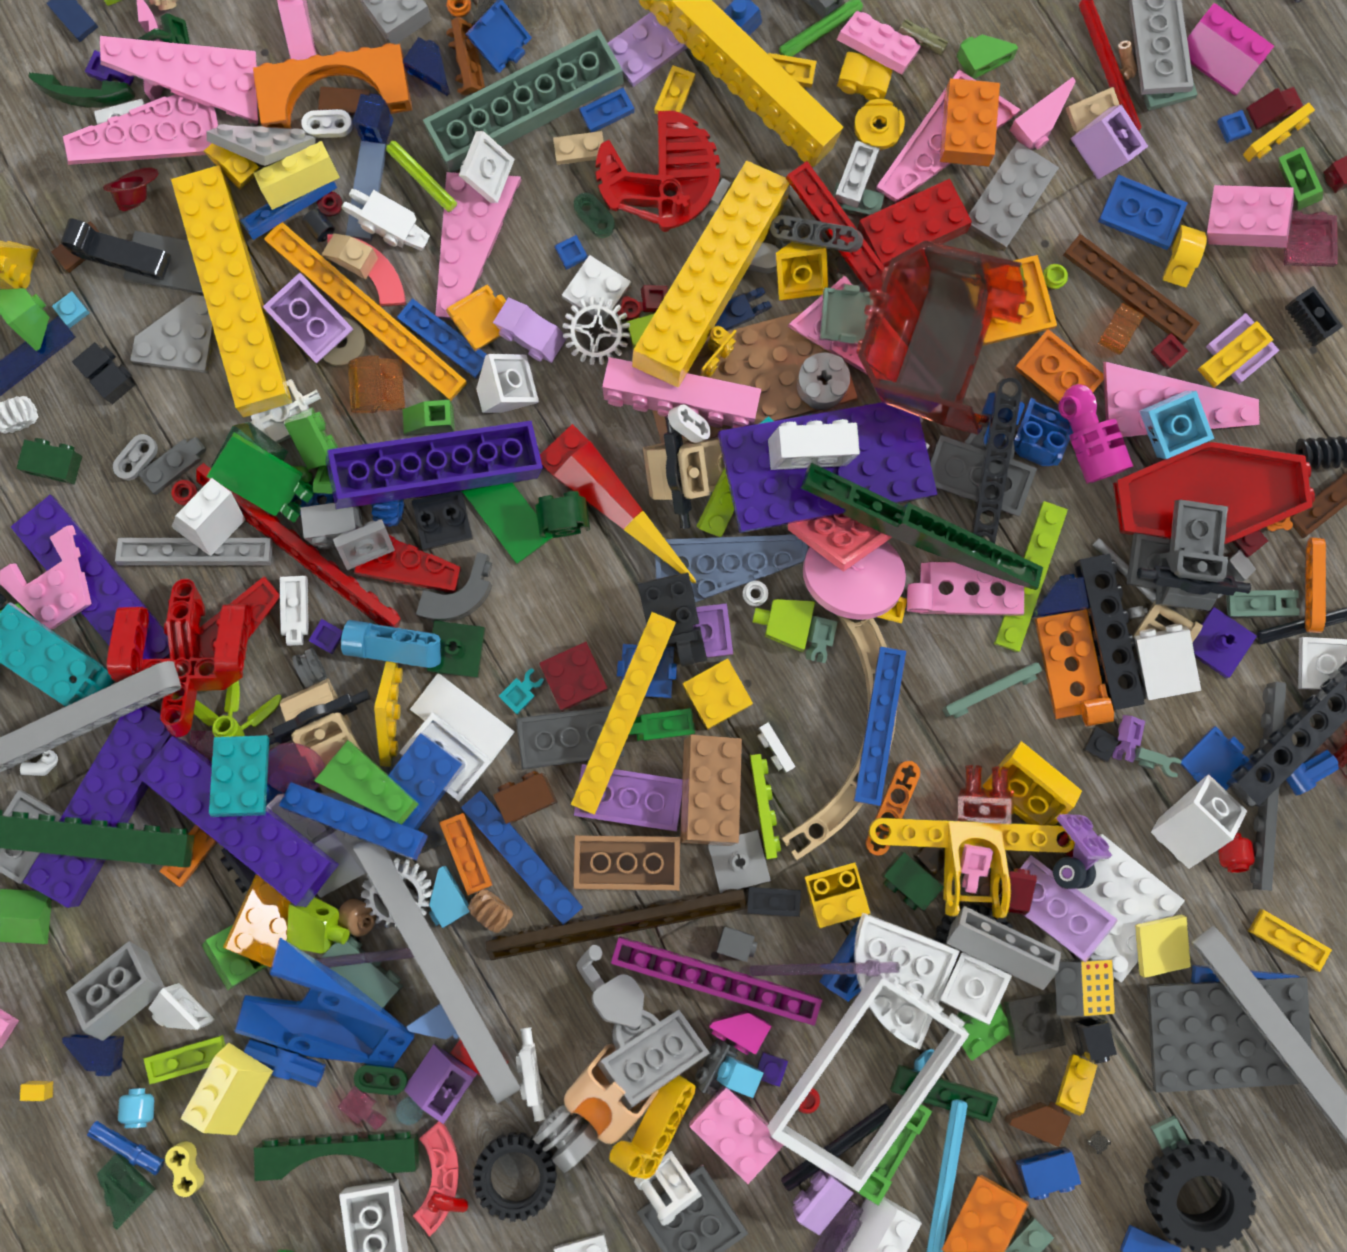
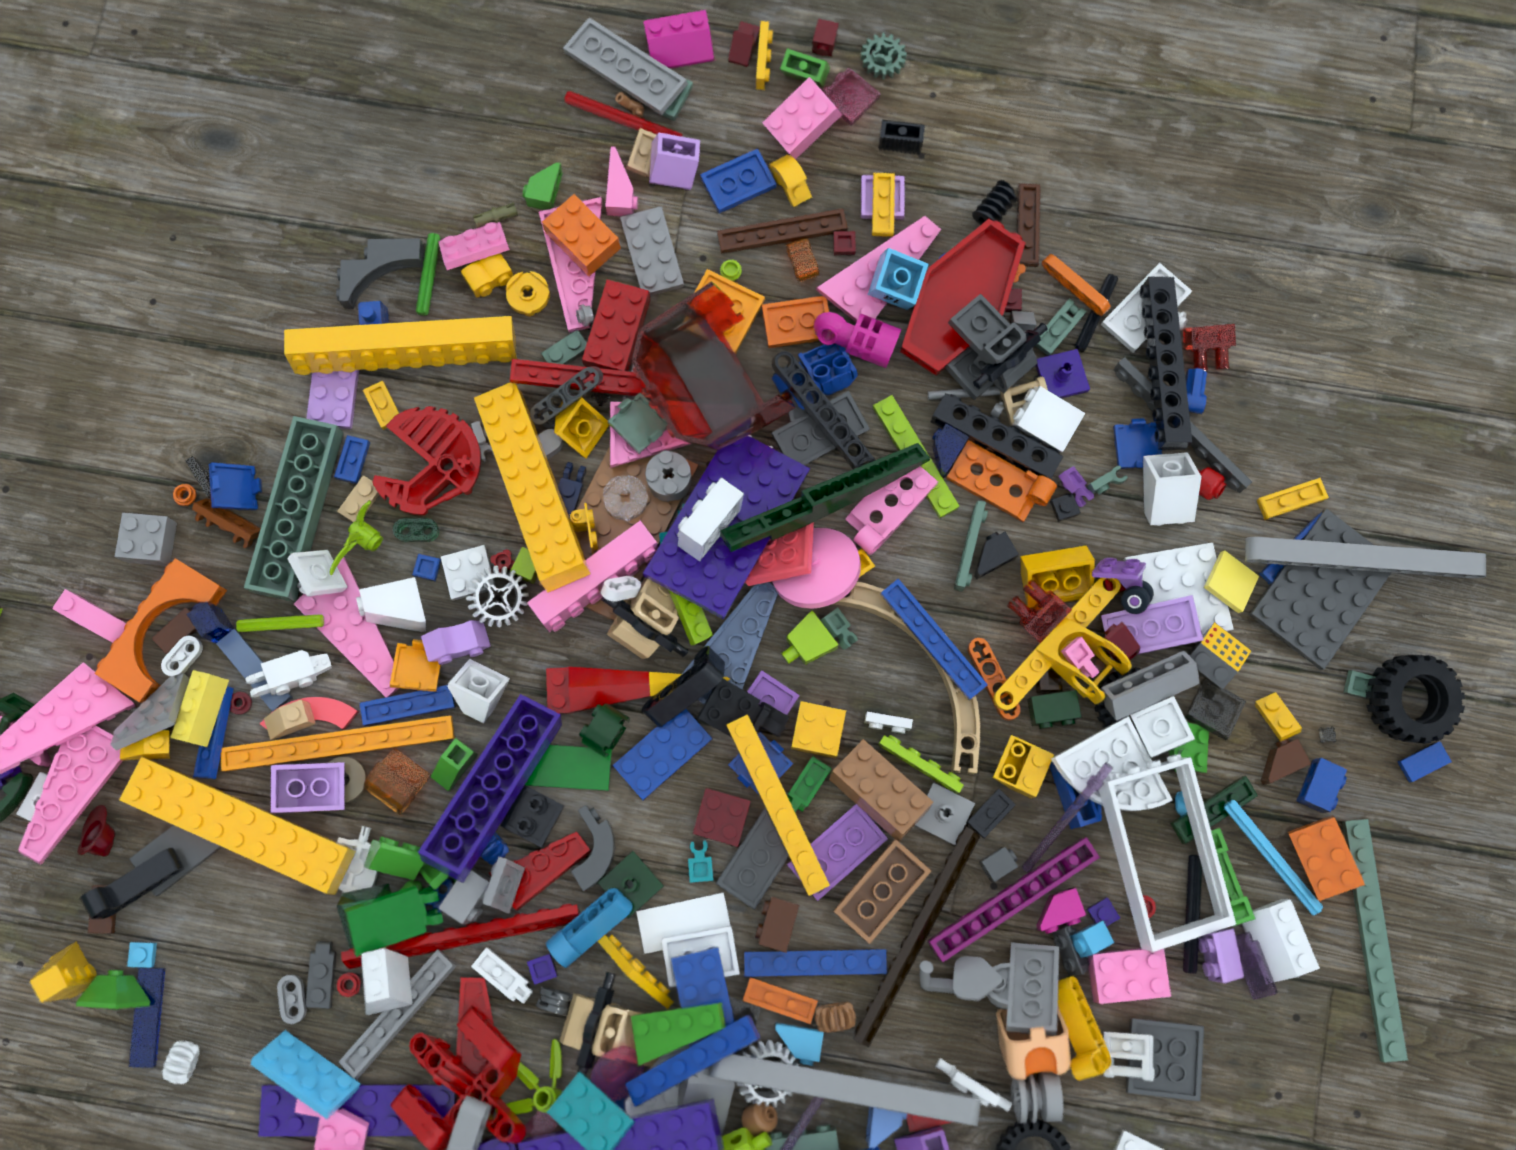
camera: 50 degrees left, 5 degrees down
(49, 461) = (233, 1069): dark green brick -> none
(85, 519) = (305, 1074): none -> medium azure plate
(104, 374) = (210, 969): black piece -> none
(178, 338) = (234, 893): light grey plate -> none
(318, 224) = (247, 724): black beam -> none
(427, 65) = (206, 552): clear blue slope -> none
(514, 252) = (393, 605): none -> white slope
(551, 174) = (361, 534): none -> lime plant
(586, 581) = (662, 753): none -> blue plate
(652, 297) = (510, 538): dark red plate -> none
(655, 553) = (687, 688): none -> black beam
(755, 585) = (771, 638): white plate -> none
(783, 351) = (612, 499): none -> clear plate
(799, 69) = (441, 311): yellow plate -> none
(856, 174) = (548, 335): plate -> none
(901, 188) = (584, 315): none -> light grey plate
(1005, 718) = (995, 553): none -> black slope
(1093, 1039) = (1257, 679): black piece -> none
(1234, 126) = (733, 78): blue tile -> none

